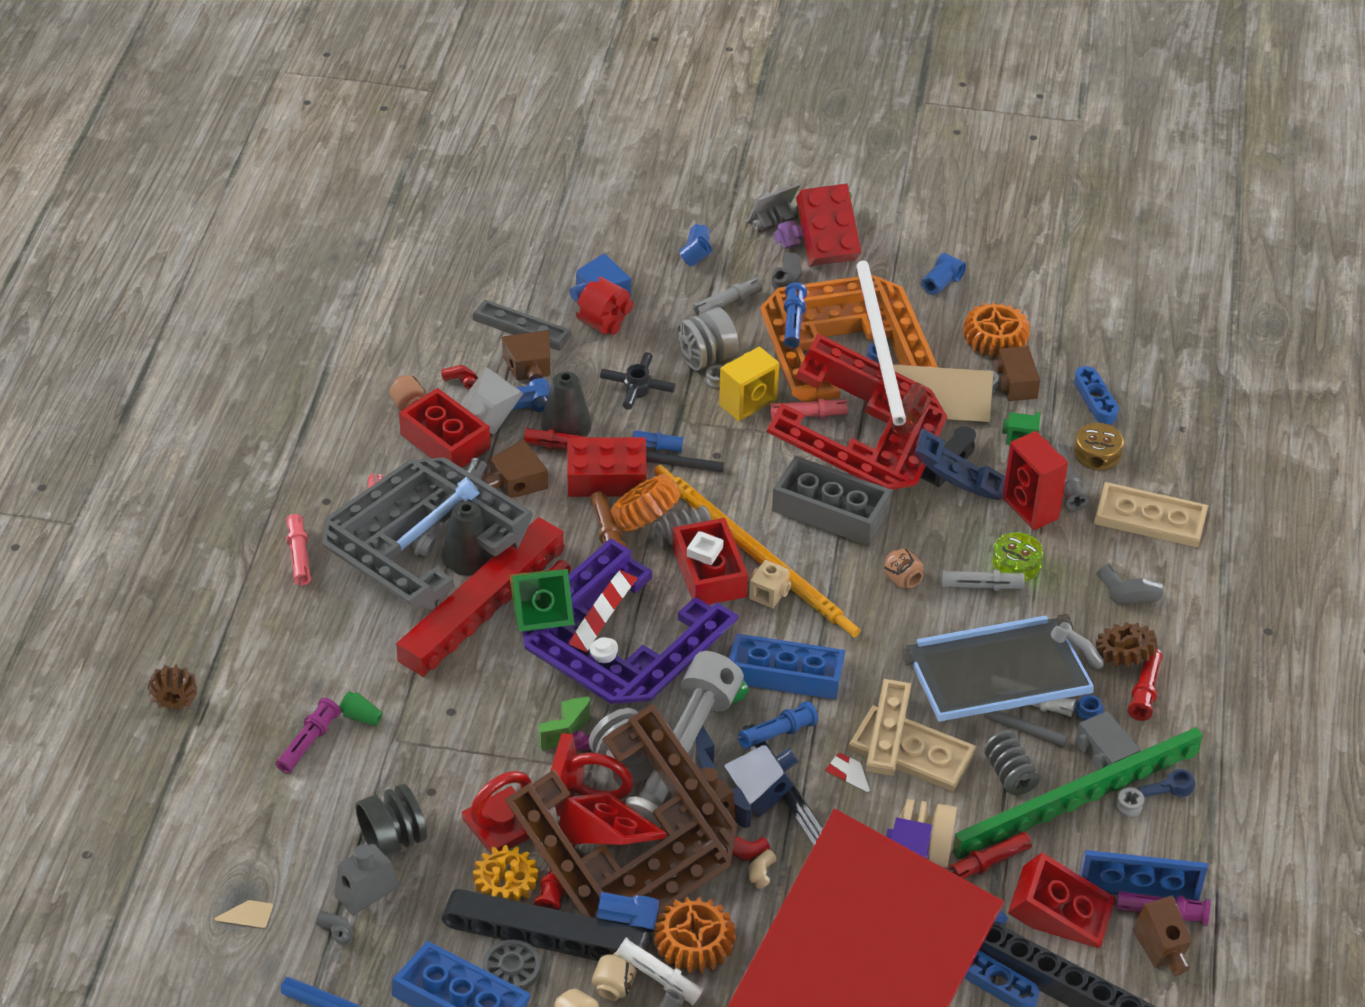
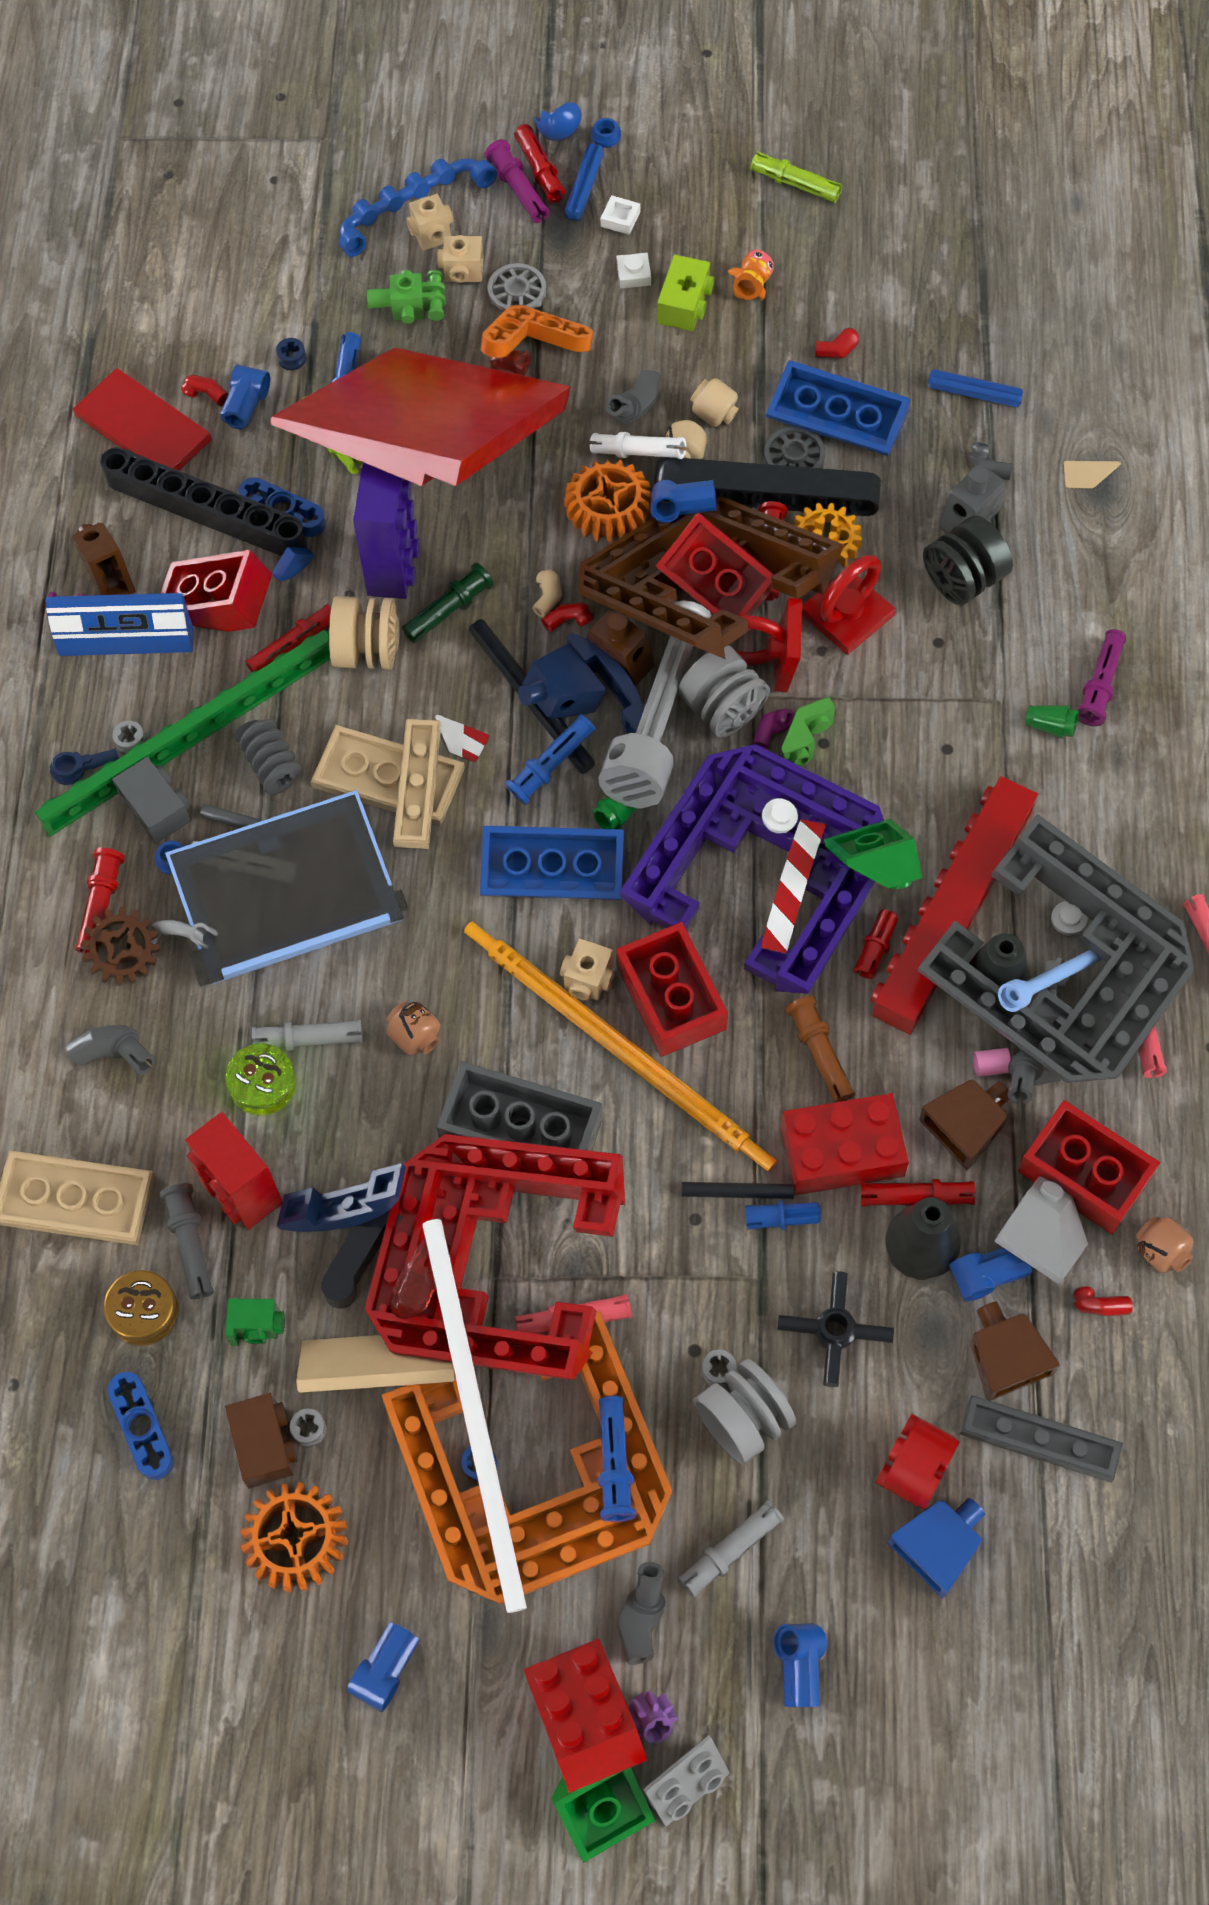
camera: 175 degrees right, 20 degrees up
(645, 503) = (766, 1062): orange gear -> none
(664, 525) = (717, 1050): light grey piece -> none
(704, 548) = (678, 965): white plate -> none
(748, 383) = (667, 1325): yellow brick -> none

